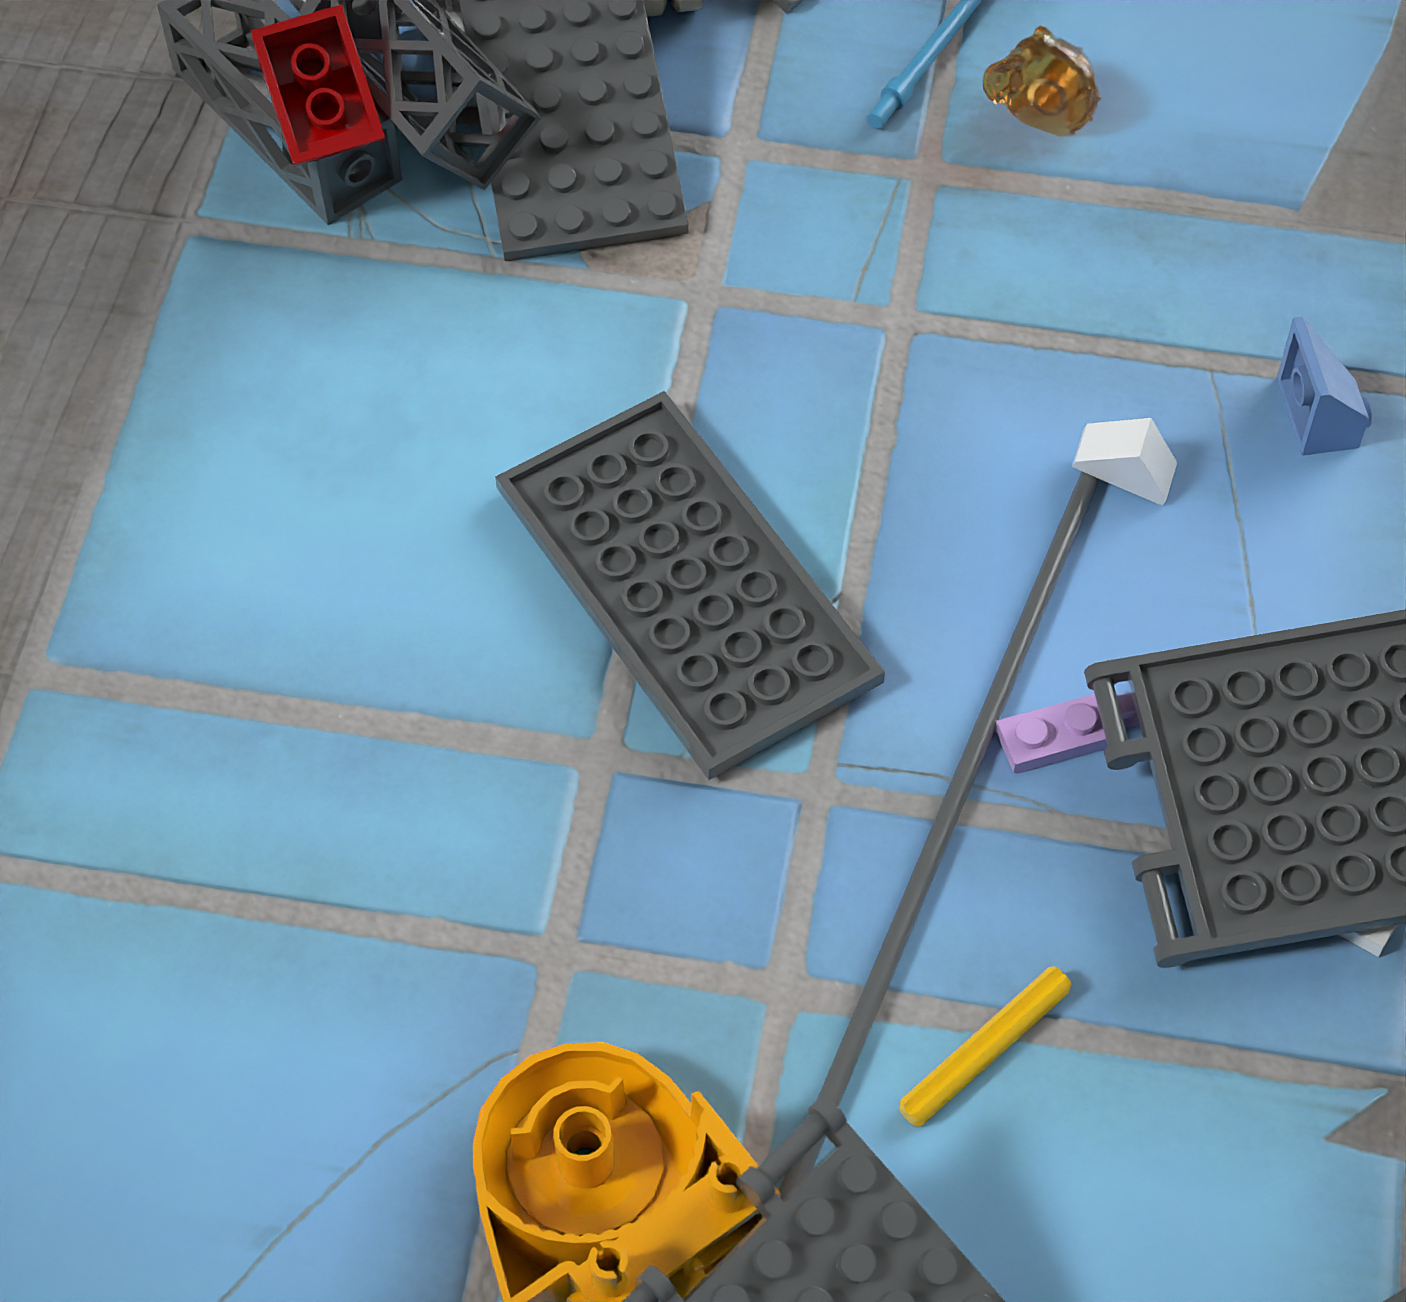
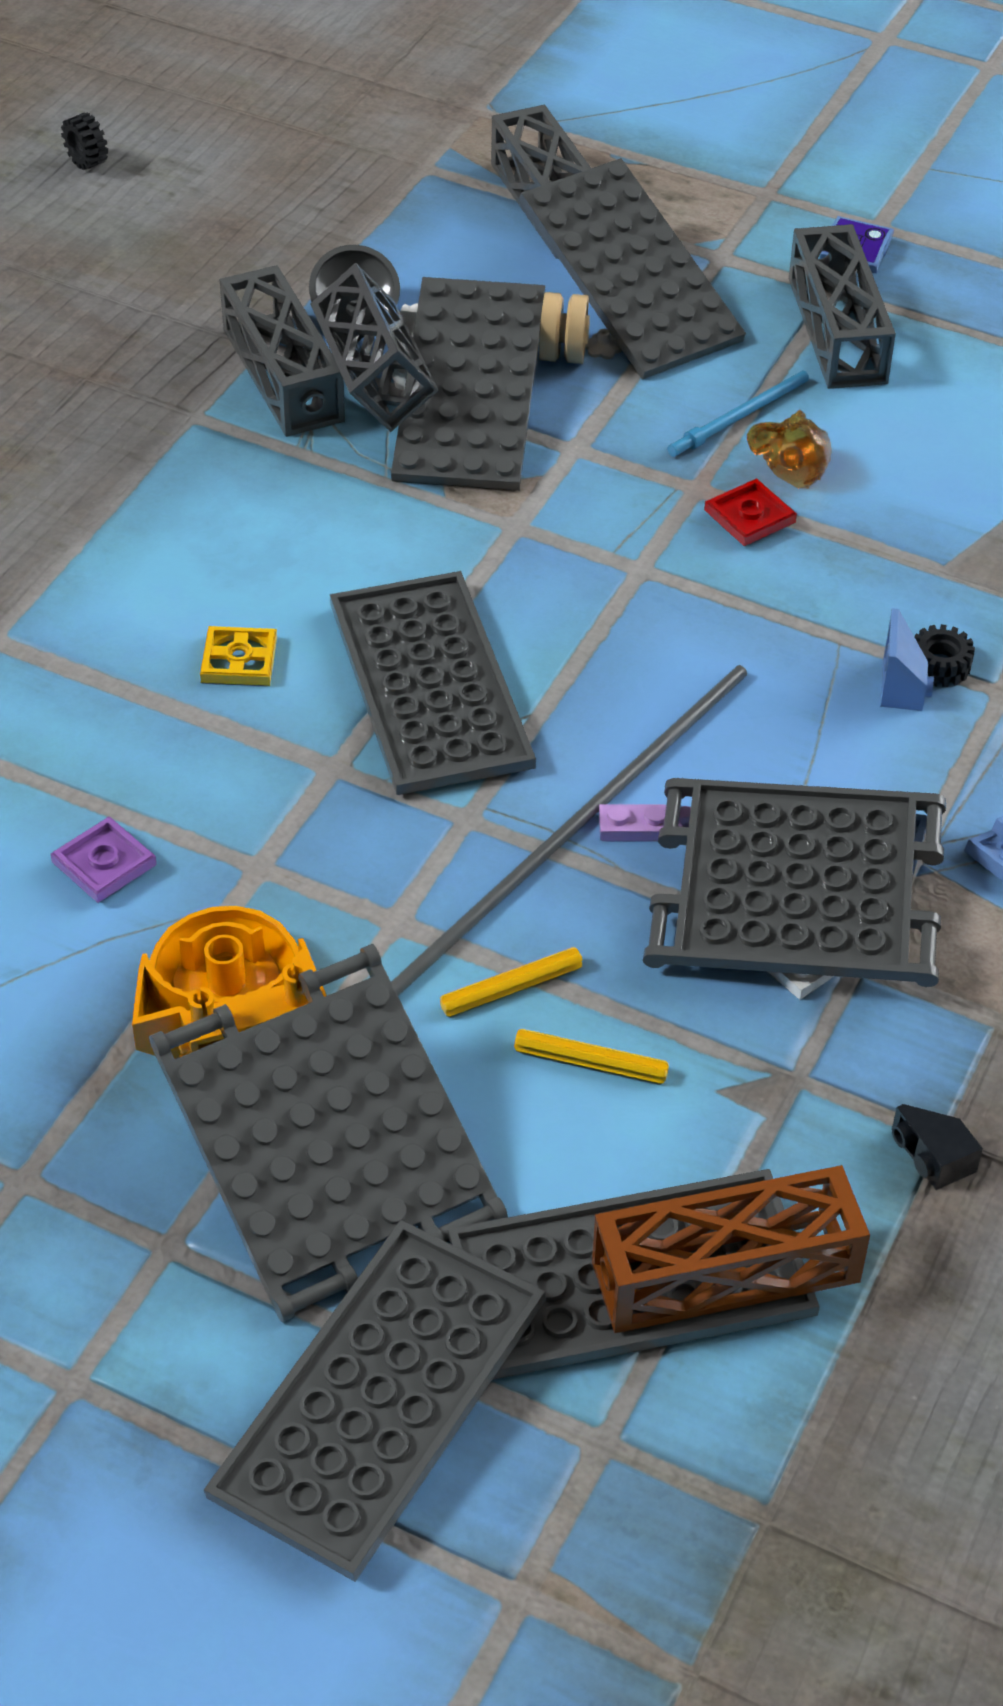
camera: 15 degrees right, 10 degrees down
(317, 85) = (298, 338): red slope -> none
(333, 1008) = (103, 859): none -> medium lavender plate
(406, 640) = (236, 674): none -> yellow piece
(1018, 193) = (750, 512): none -> red plate
(1128, 456) = (756, 676): white slope -> none
(1141, 1136) = (591, 1056): none -> yellow axle
(1372, 341) = (951, 644): none -> black tyre

